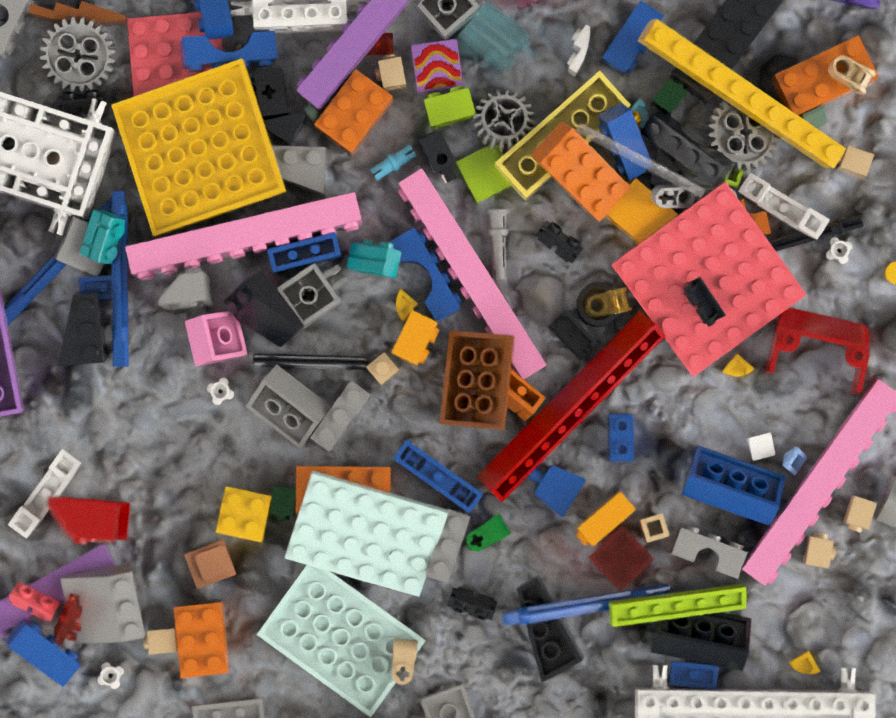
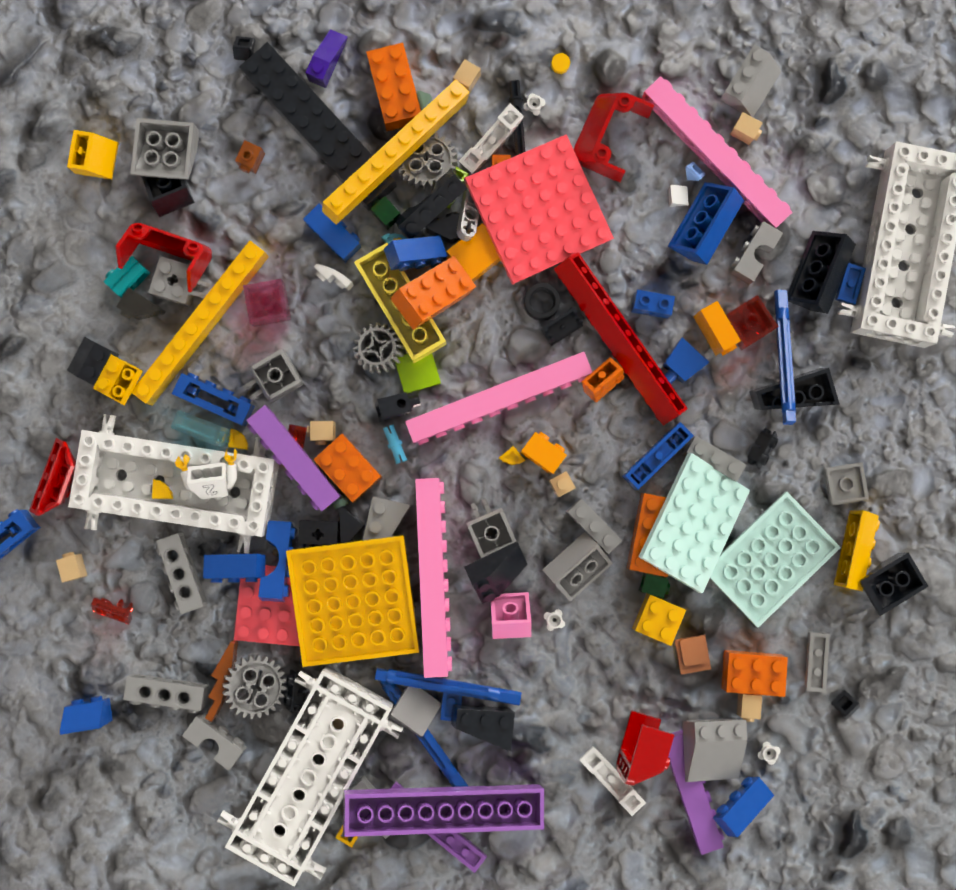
camera: 80 degrees left, 0 degrees up
(25, 596) = (701, 805): coral hinge -> none
(66, 620) = (723, 781): clear red plate -> none
(102, 236) = (411, 694): teal brick -> none
(188, 291) = (469, 629): light grey slope -> none
(304, 253) = (456, 530): blue brick -> none
(310, 361) = (544, 541): black axle -> none
(374, 259) = (472, 474): teal brick -> none
(404, 656) = (799, 511): tan piece -> none
(437, 66) = (323, 393): slope -> none
(441, 300) = (515, 427): blue arch -> none
(449, 107) = (359, 390): lime brick -> none
(477, 380) = (587, 408): dark orange slope -> none
(491, 533) = (709, 421): green piece -> none
(495, 37) = (309, 342): clear light blue brick -> none
(498, 238) = (469, 370): light grey pin -> none
(554, 234) = (489, 317): black hinge -> none
(609, 302) = (544, 289): clear yellow piece -> none
(640, 160) = (435, 241): clear tile -> none
(653, 527) = (729, 291): tan brick -> none
(677, 605) = (795, 284): lime plate -> none
(700, 295) = (556, 214): black hinge -> none
(737, 367) = (611, 202): yellow tile -> none
(804, 664) = (856, 195): yellow tile -> none
(819, 551) = (770, 166): tan brick -> none
(852, 75) = (400, 58): tan piece -> none

